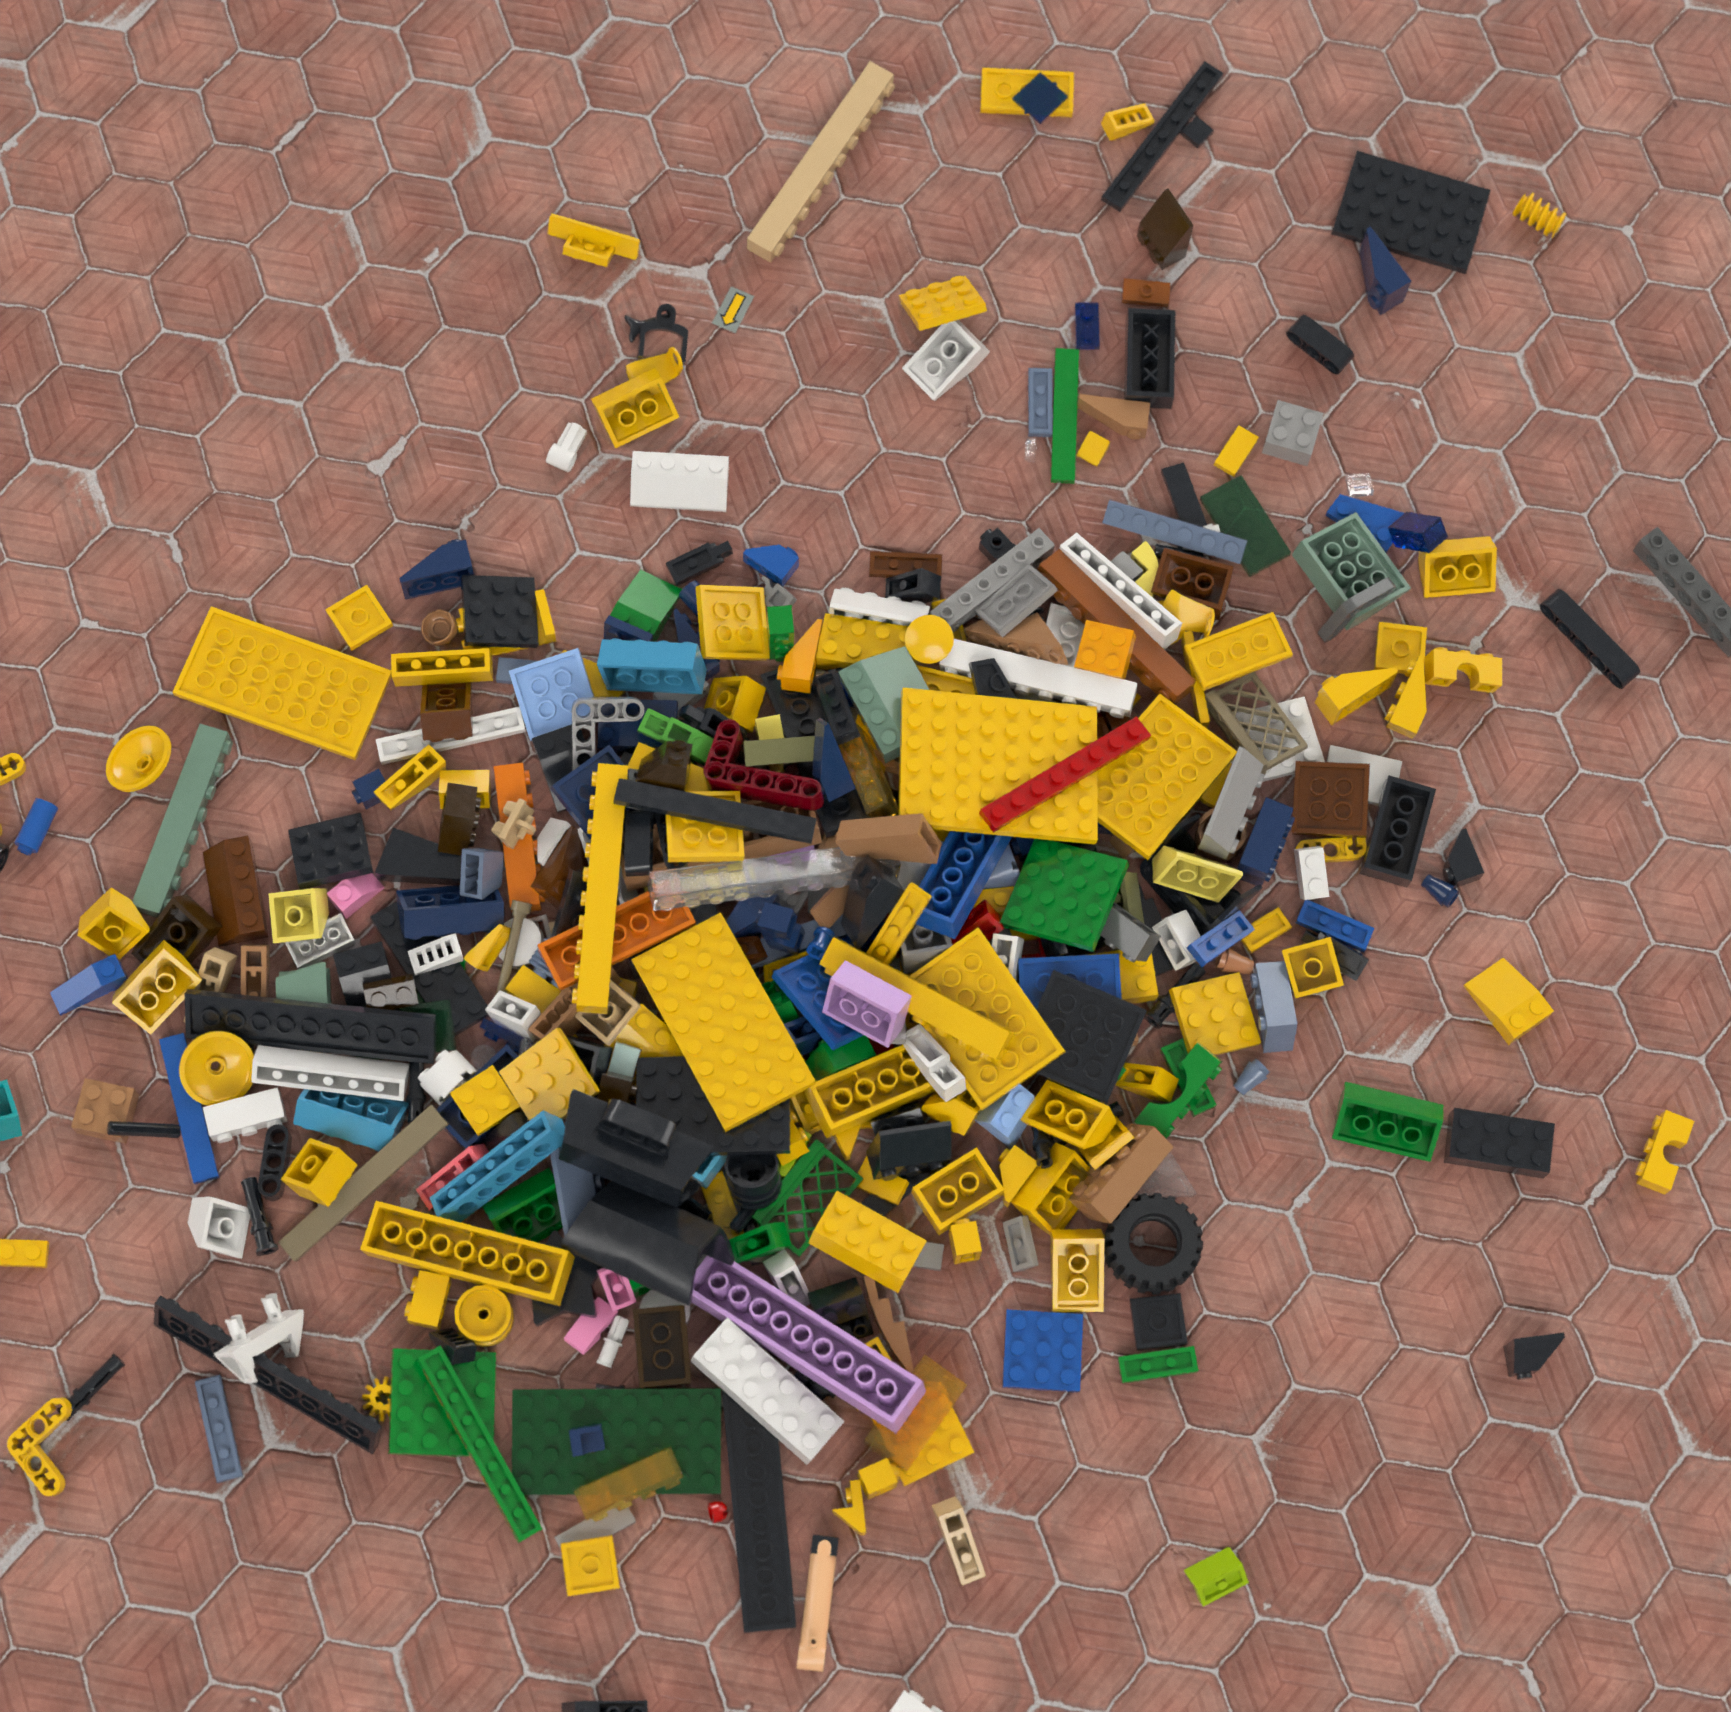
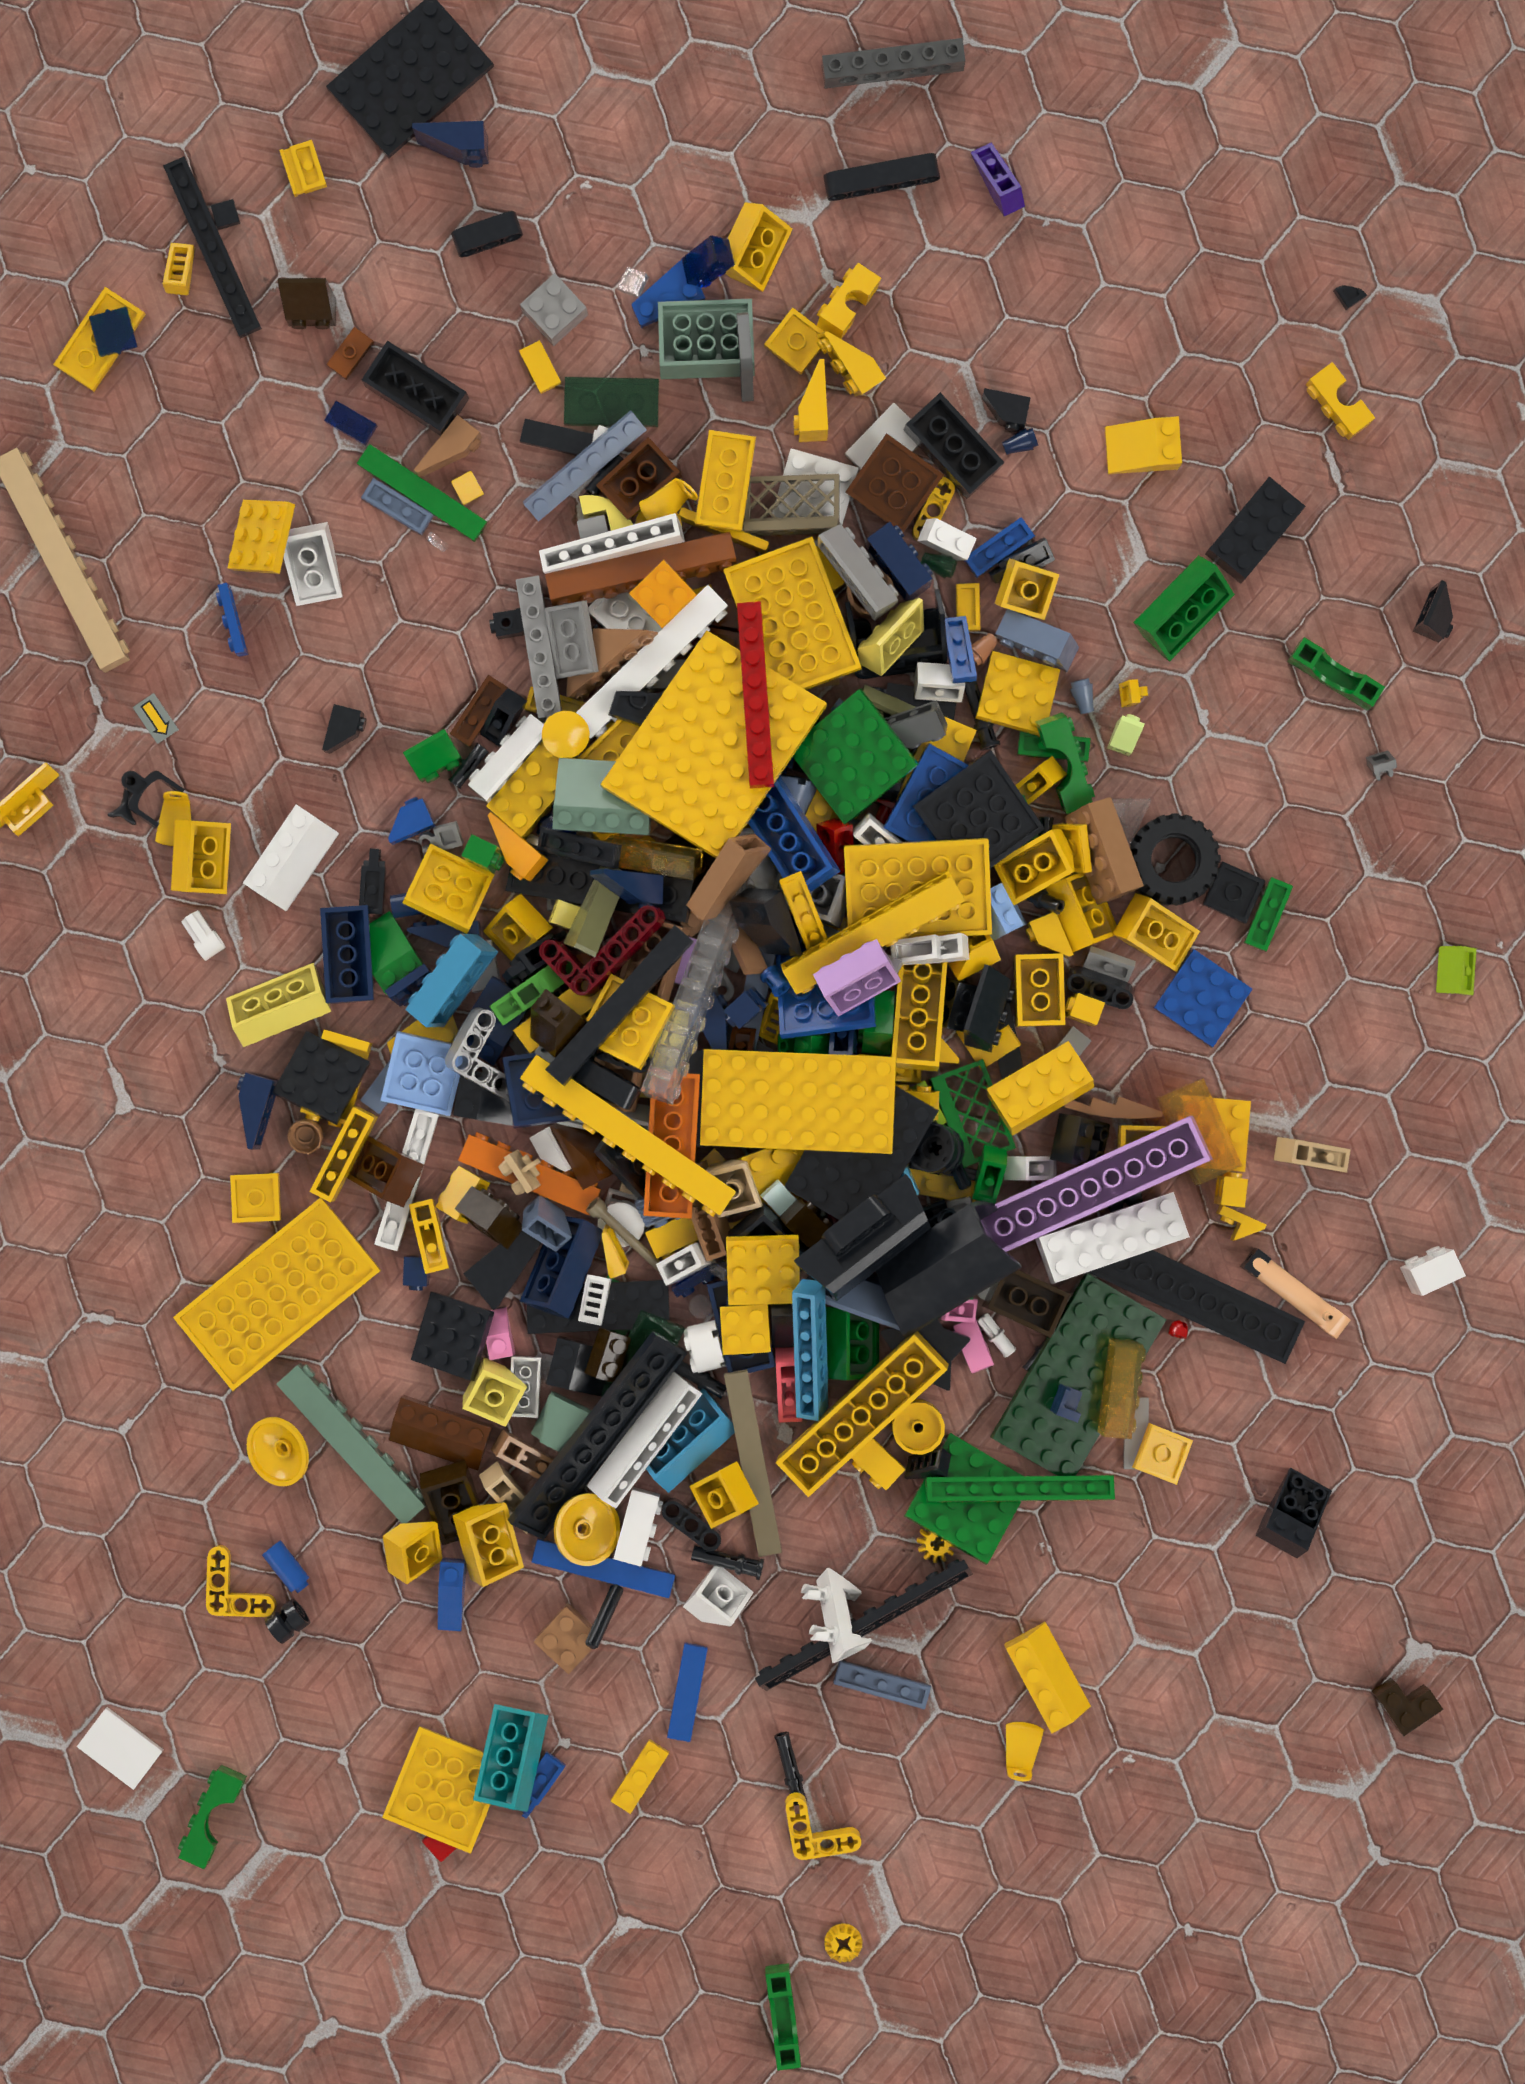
camera: 55 degrees left, 15 degrees up
(112, 1251) = (687, 1692): none -> blue tile
(228, 1598) = (1022, 1748): none -> yellow piece
(312, 1581) = (1048, 1677): none -> yellow slope
(542, 542) = (277, 1005): none -> light yellow slope
(621, 570) = (347, 954): none -> dark blue slope
(819, 461) = (343, 727): none -> black slope
(841, 546) = (433, 756): none -> green slope
(856, 322) = (231, 620): none -> blue plate
(869, 585) = (468, 765): none -> black pin
(1002, 1256) = (1093, 978): none -> black beam
(1239, 1133) = (1126, 734): none -> yellowish green slope
(1276, 170) = (303, 168): none -> yellow plate
(1281, 1118) = (1131, 693): none -> yellow tile
(1286, 883) = (940, 564): none -> clear green cone
(1363, 1386) = (1380, 763): none -> dark grey tile
(1415, 1276) = (1350, 684): none -> green arch
(1655, 738) = (999, 179): none -> dark purple slope

